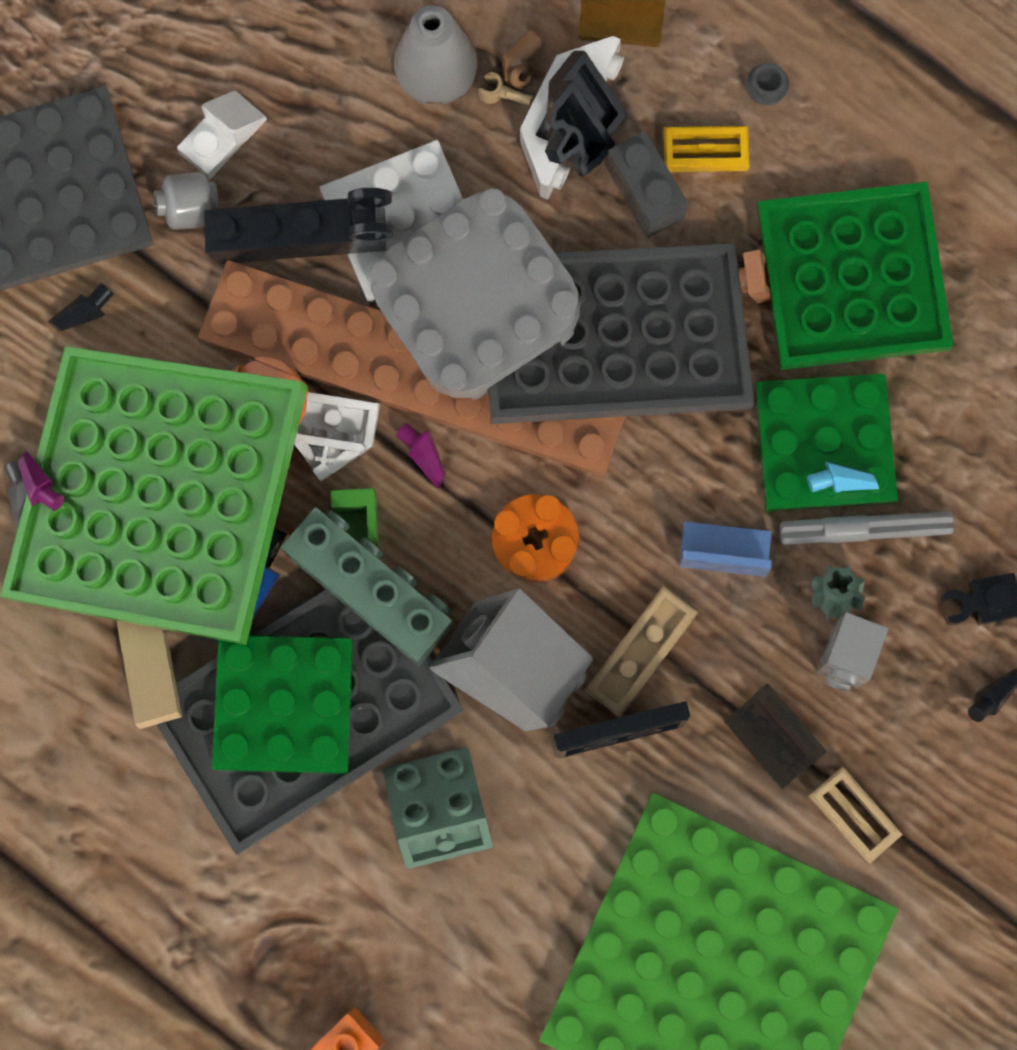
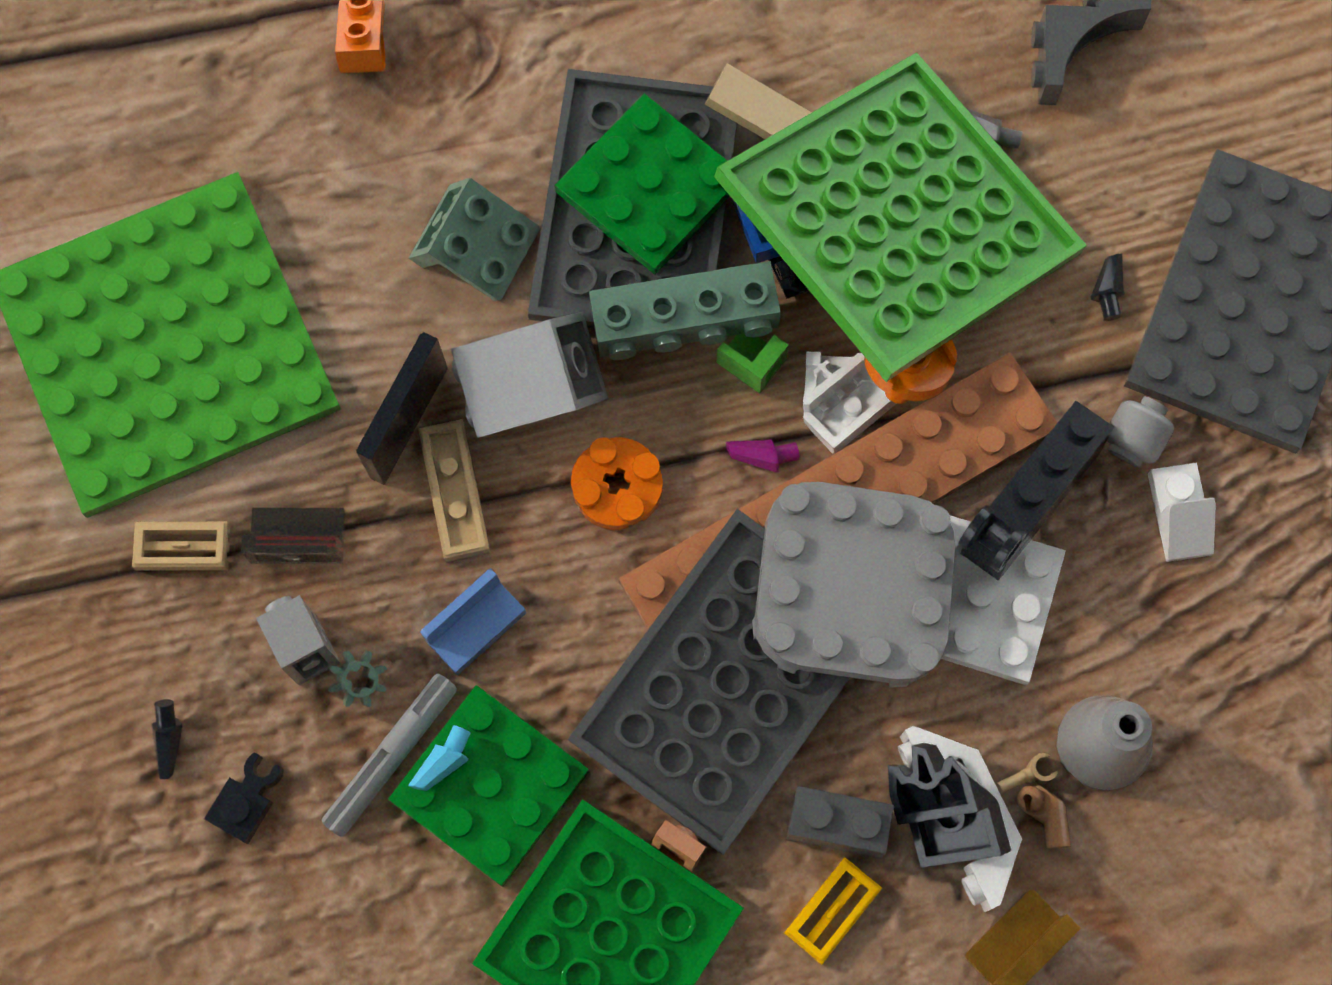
camera: 130 degrees right, 5 degrees down
(38, 484) = (983, 137): magenta bar -> none

